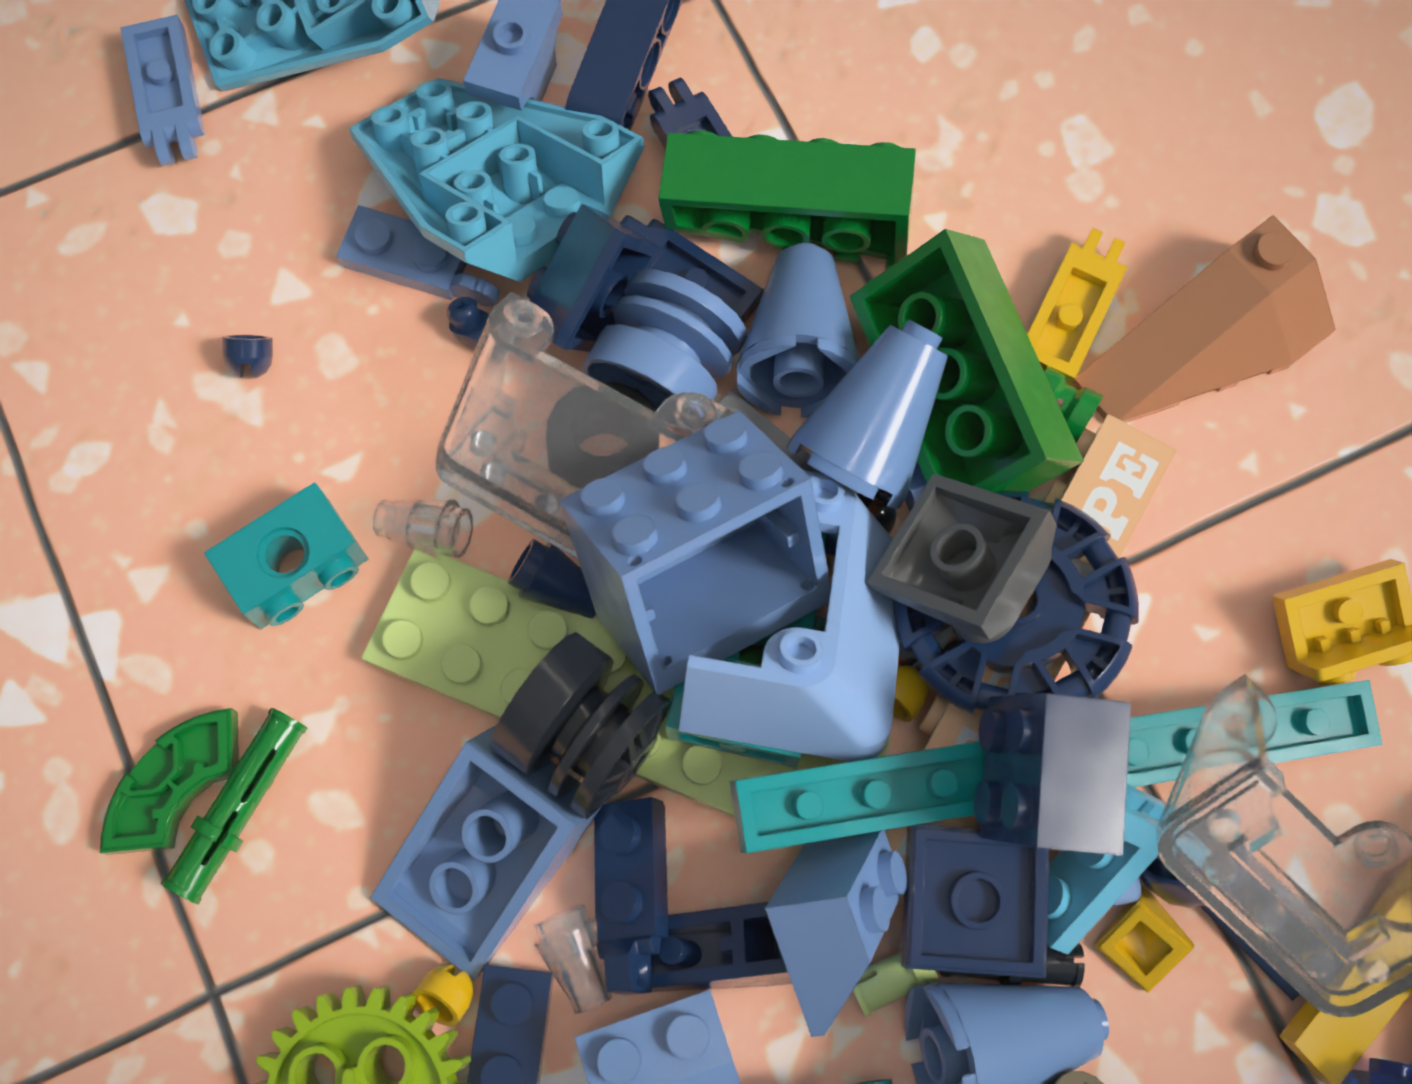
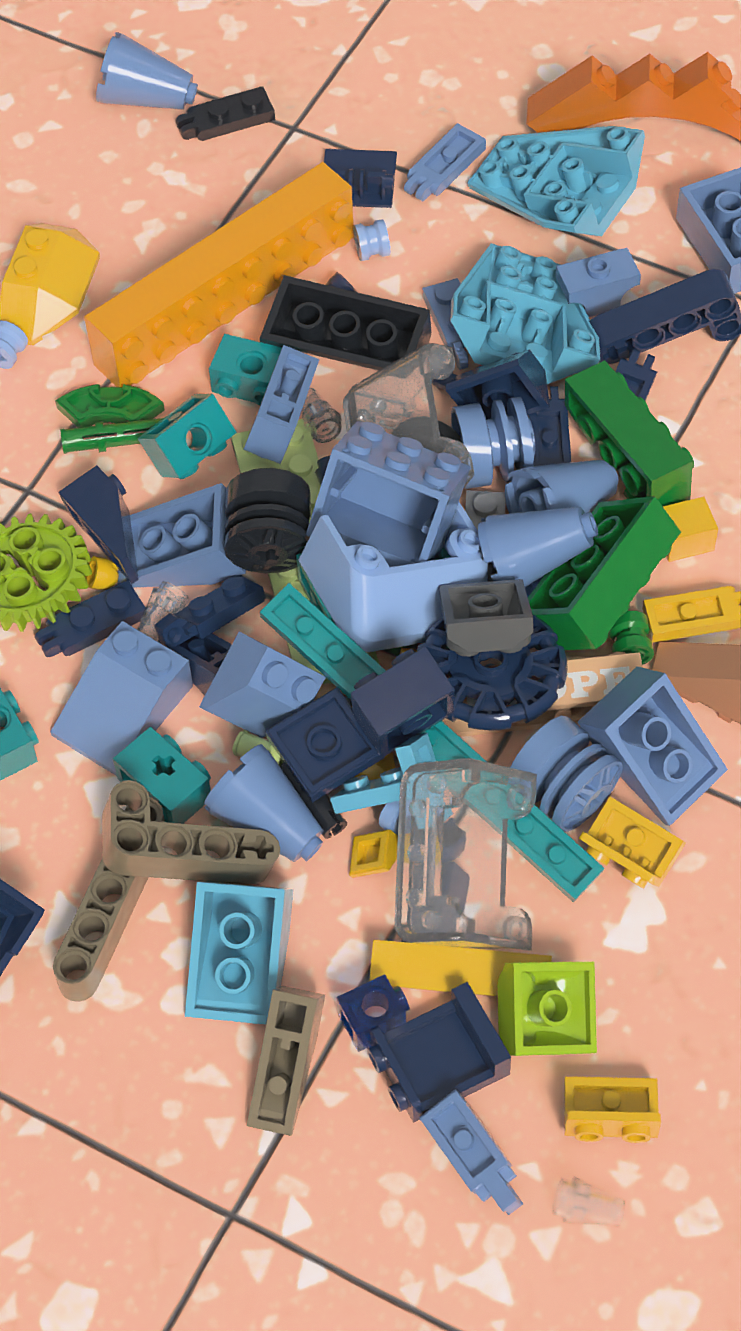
camera: 55 degrees right, 15 degrees down
(89, 203) = (368, 173): none -> dark blue hinge
(103, 493) = (220, 276): none -> light orange brick
(207, 259) = (371, 240): none -> light blue wheel
(324, 720) = (167, 443): none -> teal brick
(331, 394) = (344, 324): none -> black slope
(367, 929) = (101, 512): none -> dark blue slope
(395, 565) = (281, 405): none -> medium blue slope
(954, 208) = (696, 527): none -> yellow brick
(1226, 624) = (570, 775): none -> medium blue wheel
(1243, 494) = (657, 741): none -> medium blue slope

